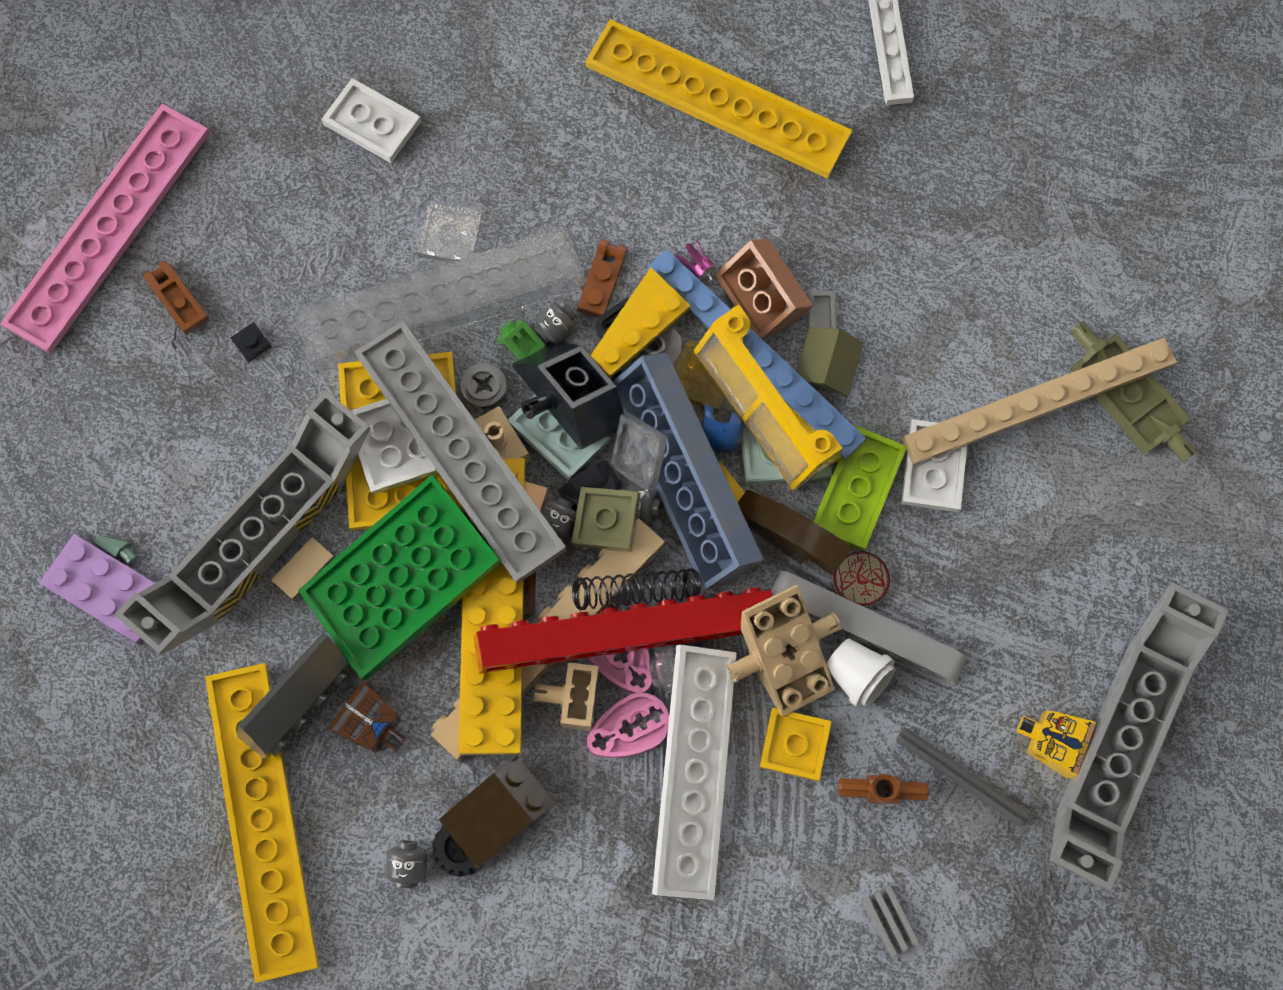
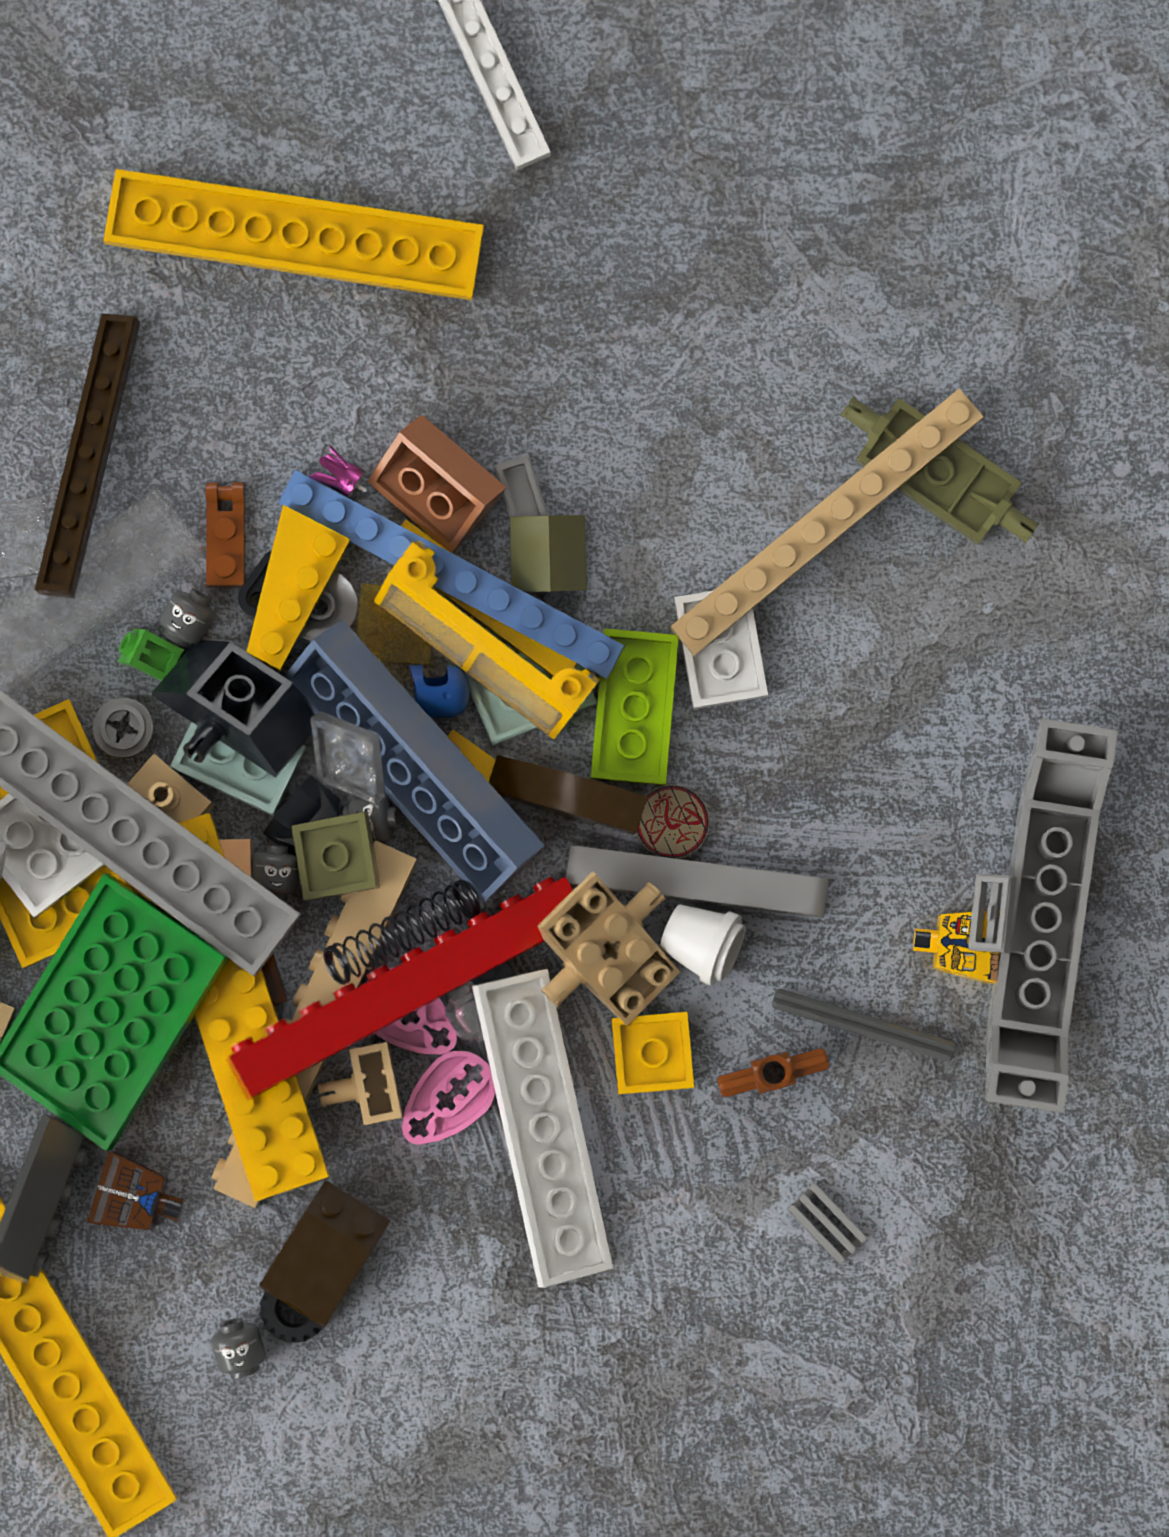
camera: 20 degrees left, 10 degrees up
(523, 193) = (87, 456): none -> dark brown tile
(1101, 723) = (1005, 918): none -> light grey tile

